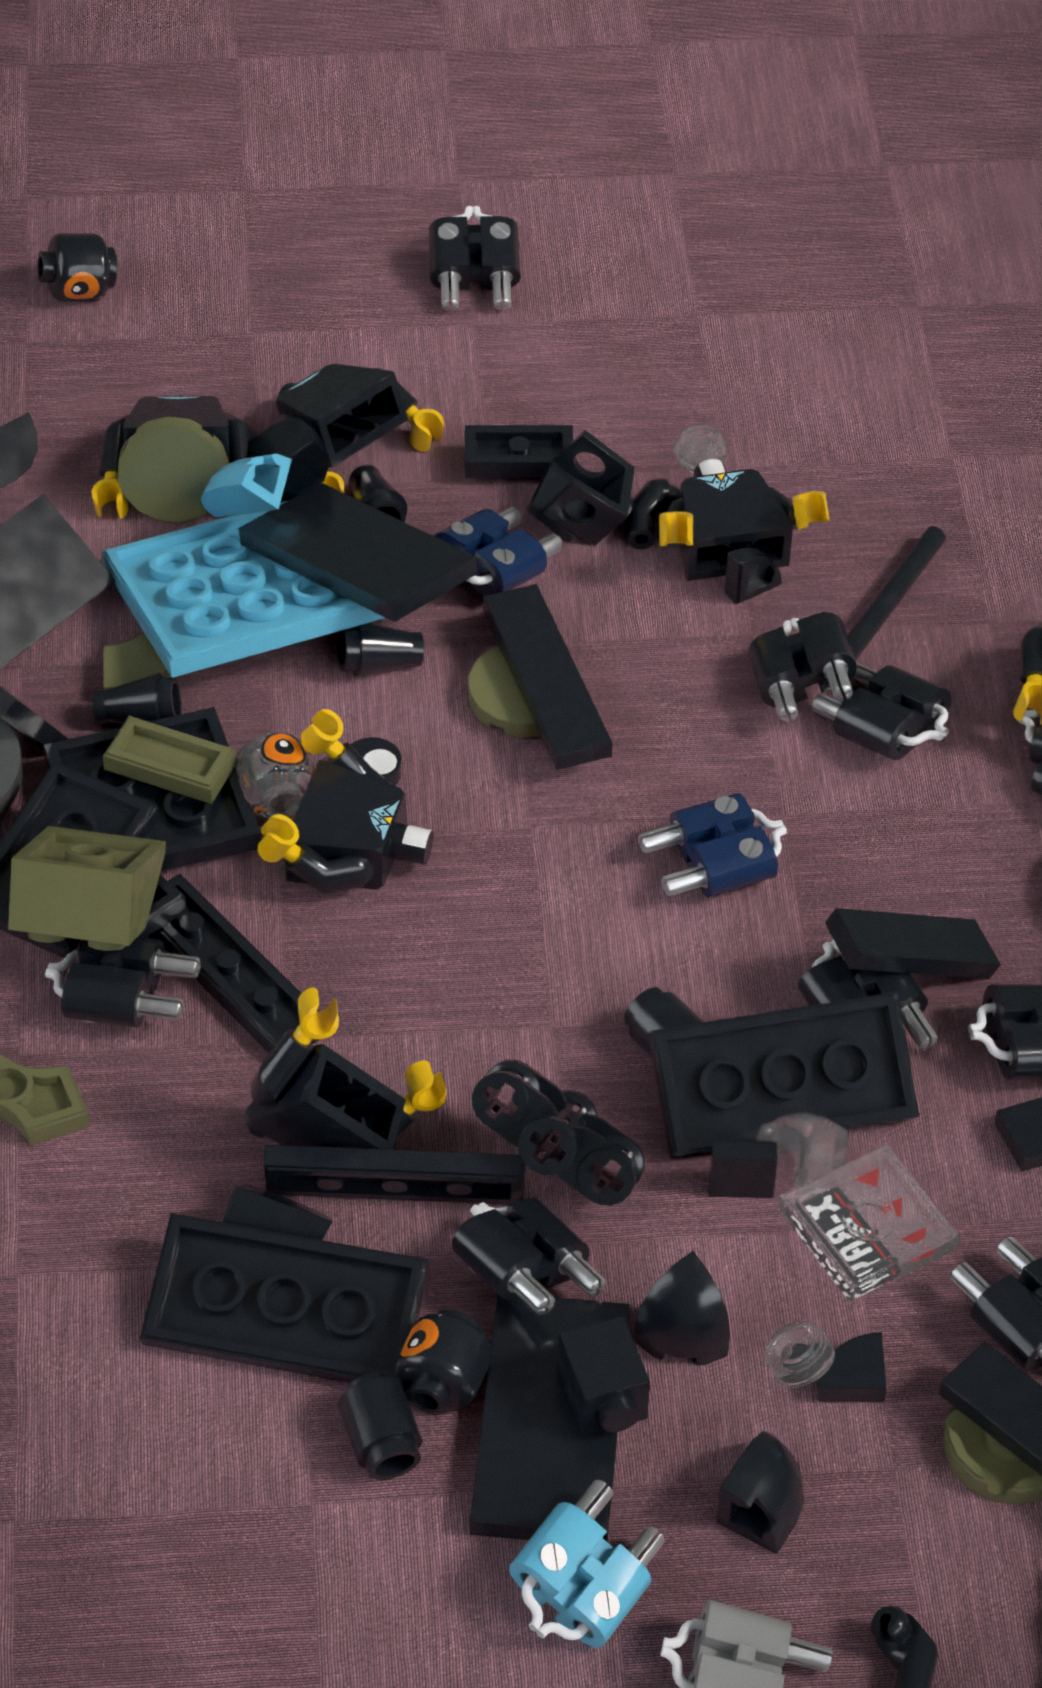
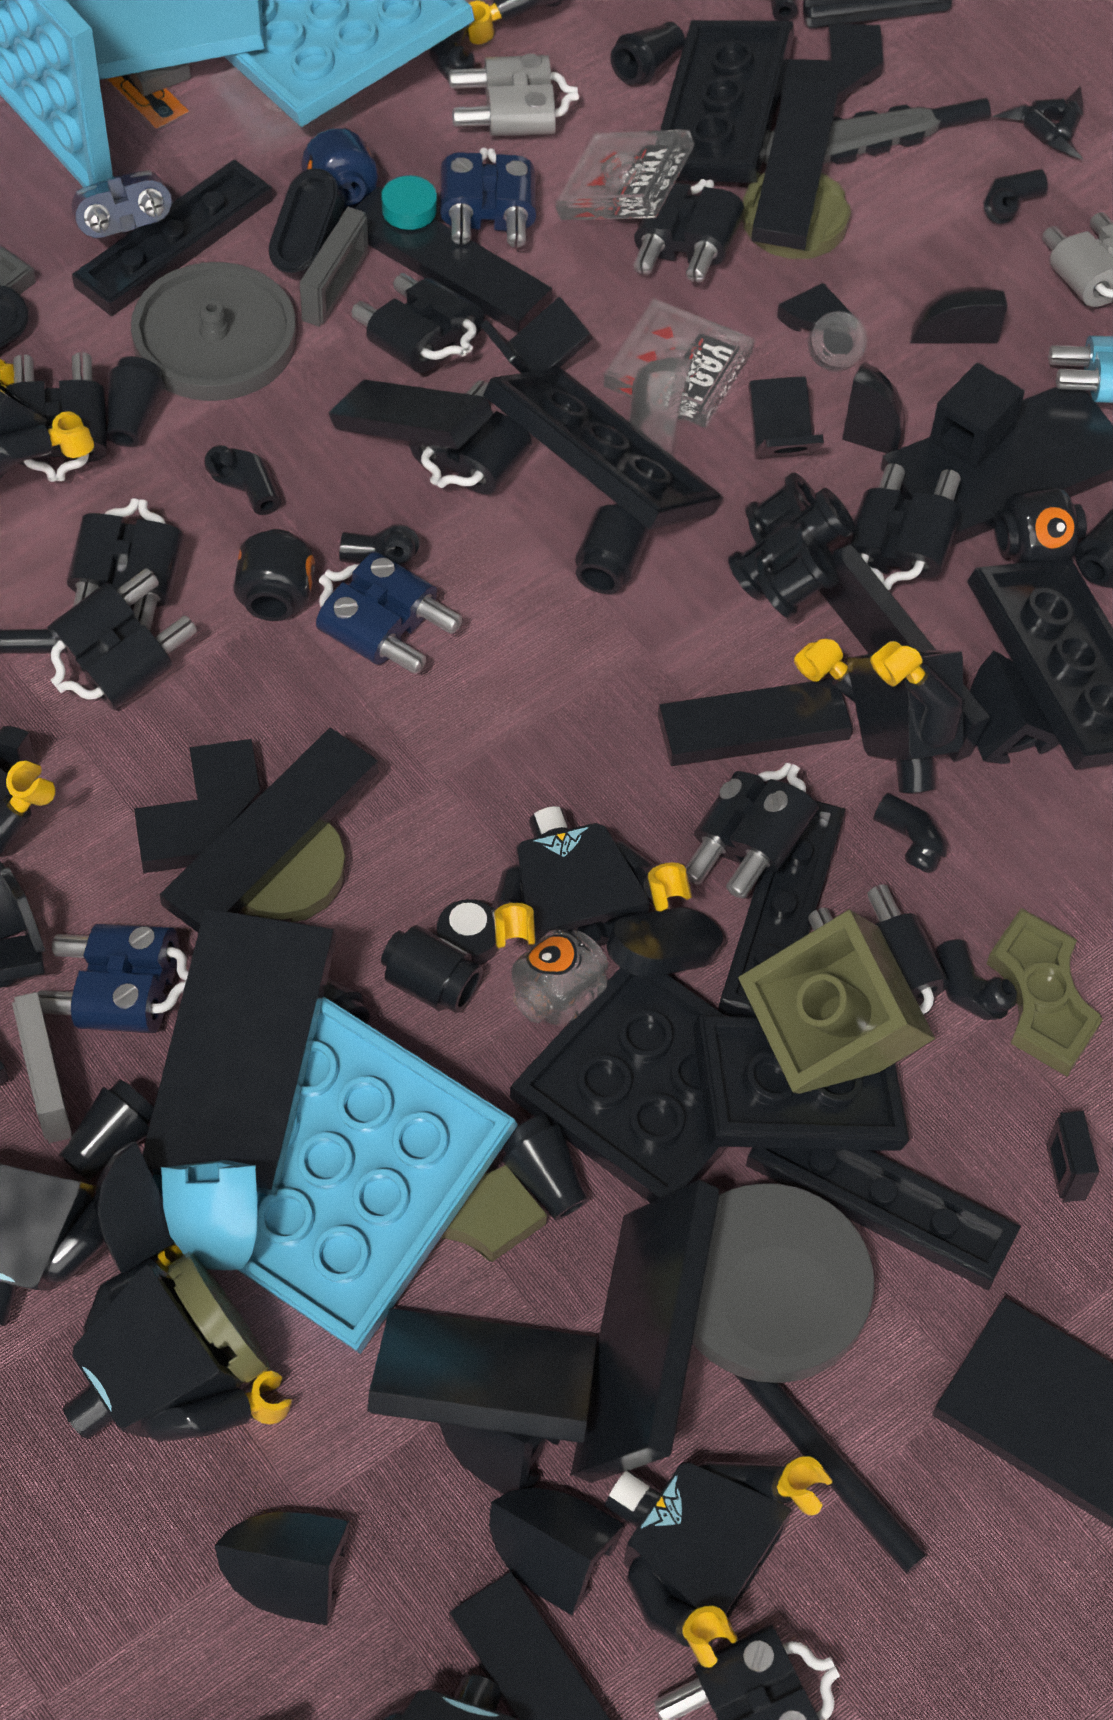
camera: 125 degrees left, 10 degrees up
(53, 1038) = (980, 997): none -> black arm
(170, 759) = (614, 1070): olive tile -> none
(213, 1090) = (918, 826): none -> black arm
(244, 877) = (664, 942): none -> black tile
(303, 956) = (752, 826): none -> black piece
(362, 707) = (430, 969): none -> black brick
(426, 1026) = (753, 722): none -> black tile
(450, 482) = (41, 1068): none -> light grey tile
(615, 686) = (180, 831): none -> black tile
(722, 1245) = (782, 418): none -> black bracket
(742, 1169) = (707, 440): black tile -> none
(792, 886) = (395, 542): none -> black arm
(809, 797) = (274, 574): none -> black head
(943, 840) = (246, 473): none -> black arm
(952, 1109) = (545, 341): none -> black bracket

